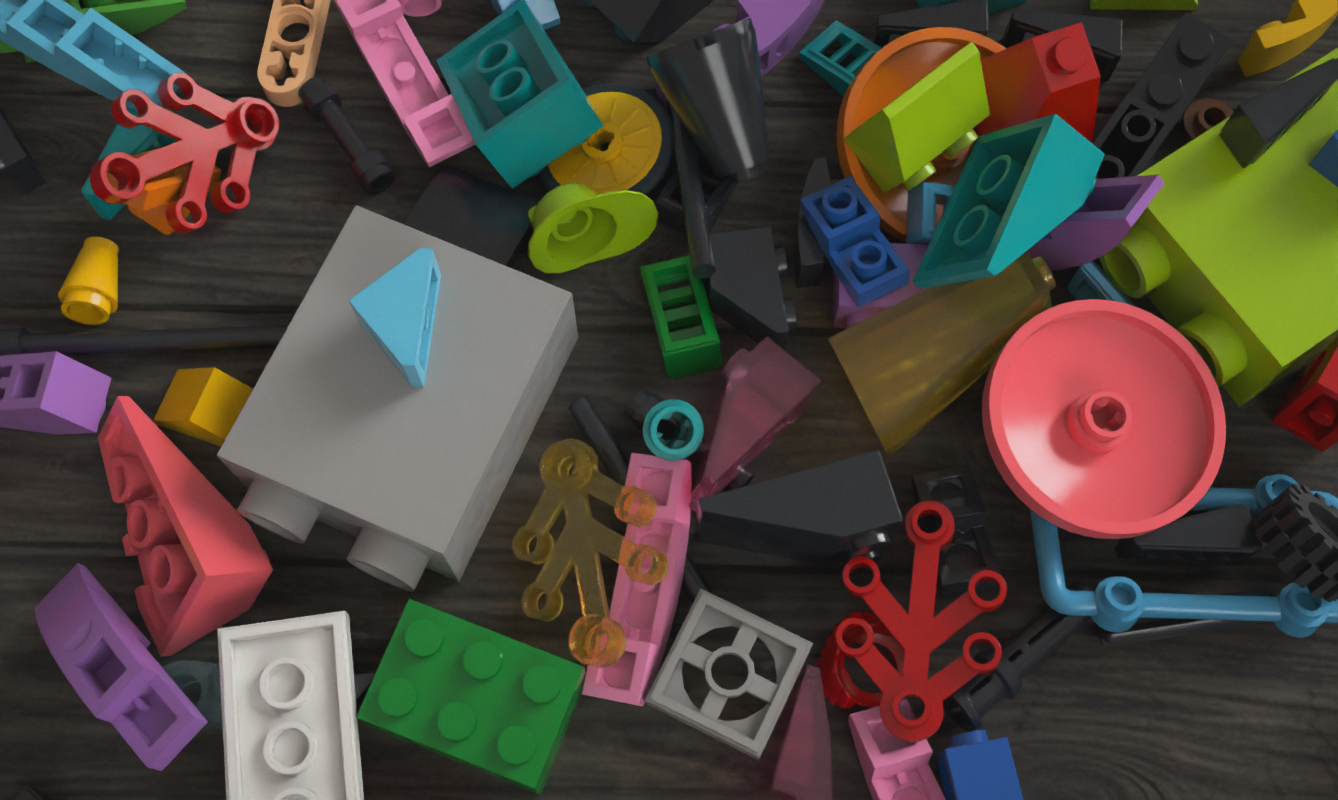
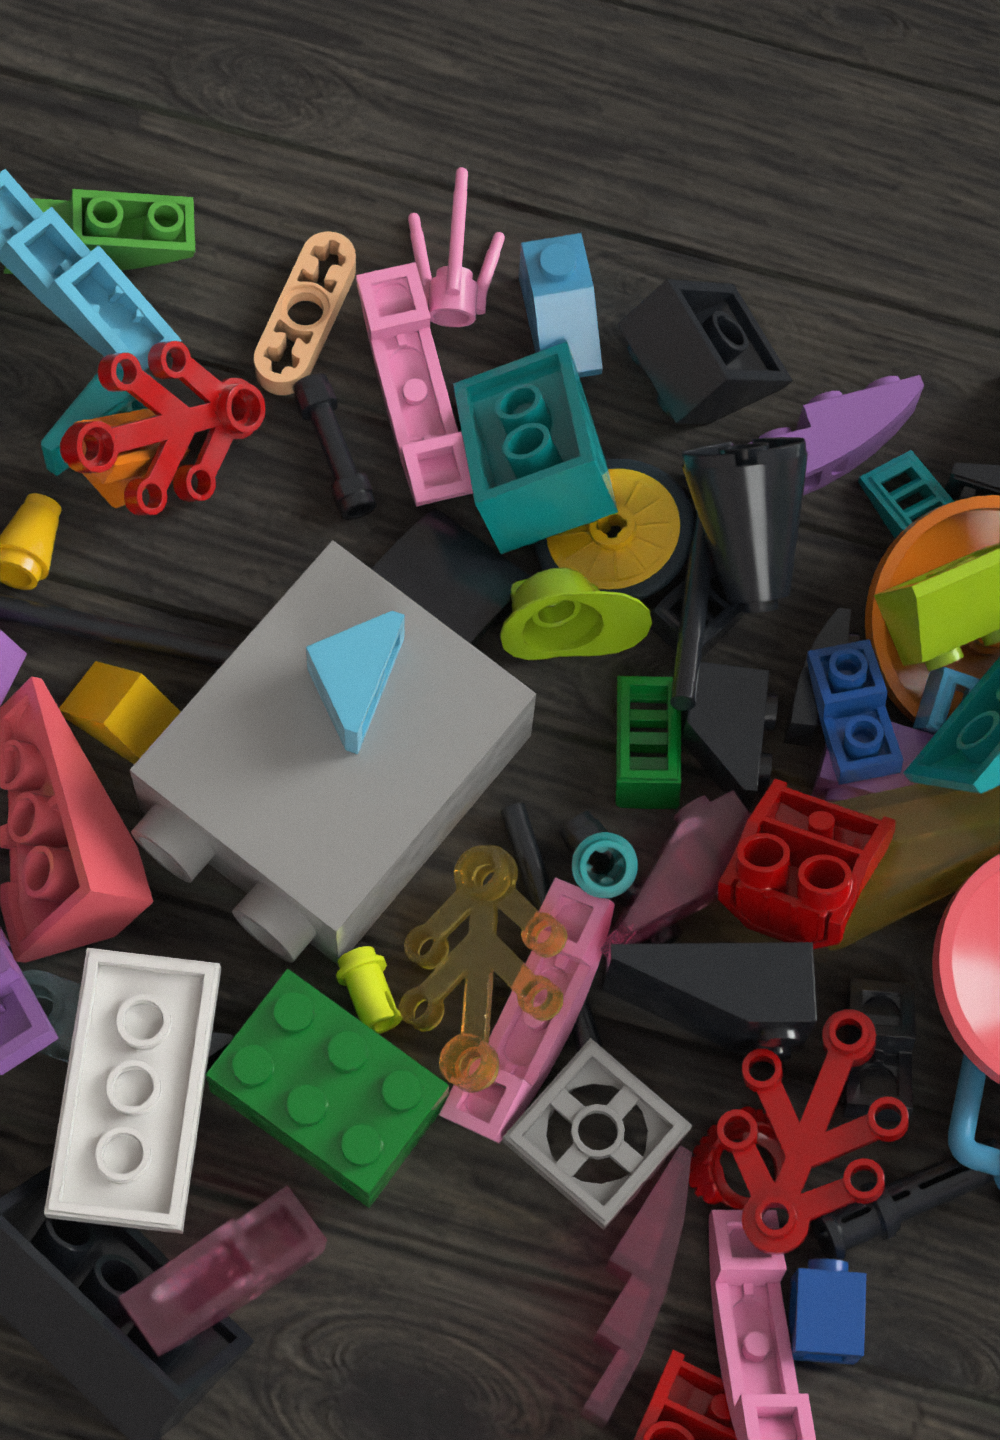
camera: 10 degrees right, 0 degrees up
(490, 597) = (364, 977): none -> neon yellow pin
(849, 386) = (802, 866): none -> red slope

